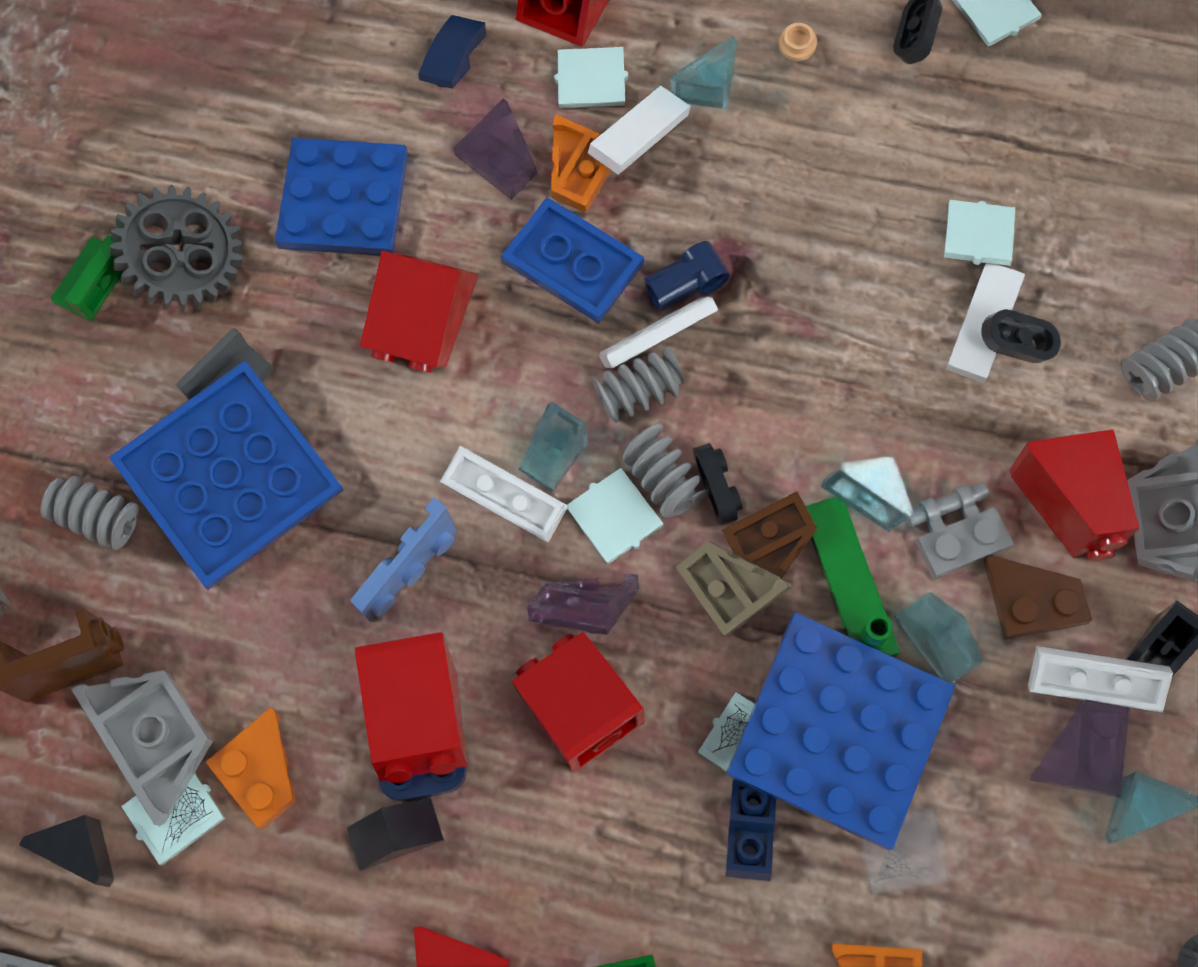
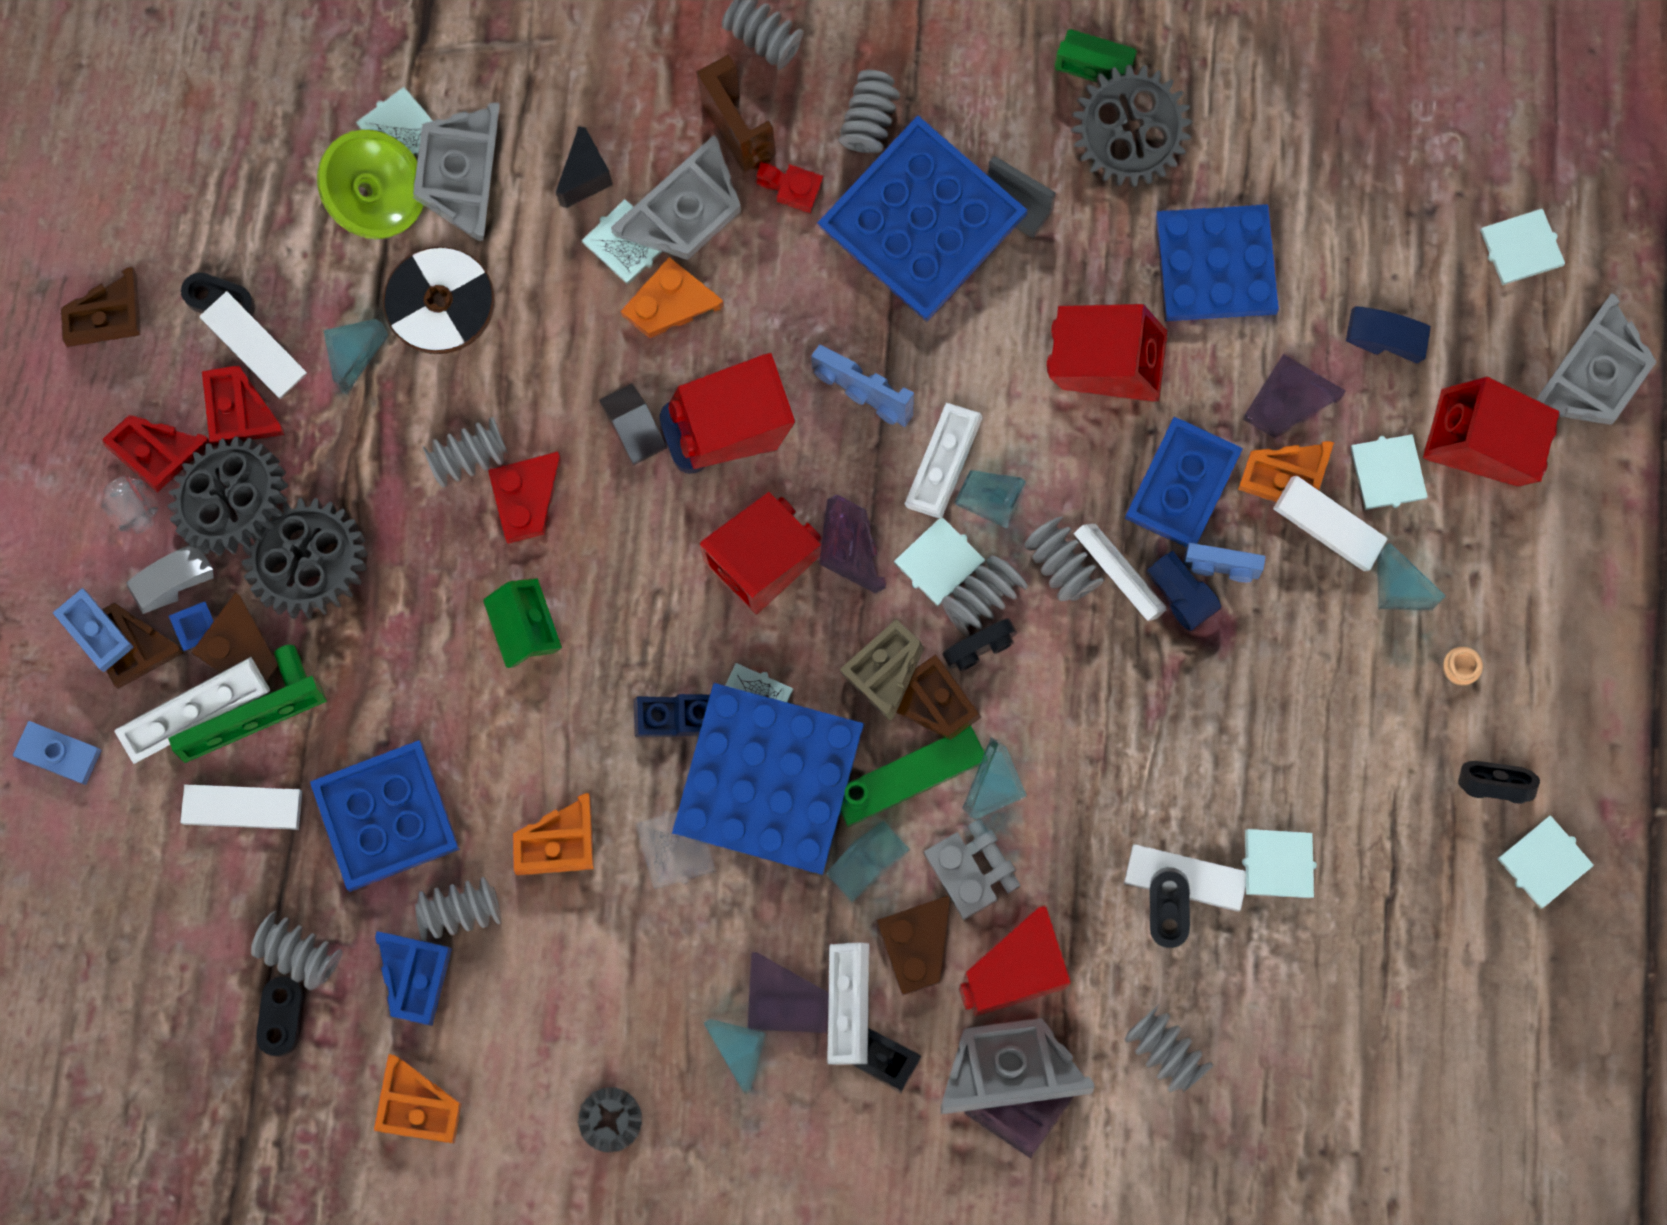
camera: 80 degrees right, 5 degrees up
(154, 607) = (796, 187): none -> red plate
(669, 219) = (1238, 565): none -> medium blue plate

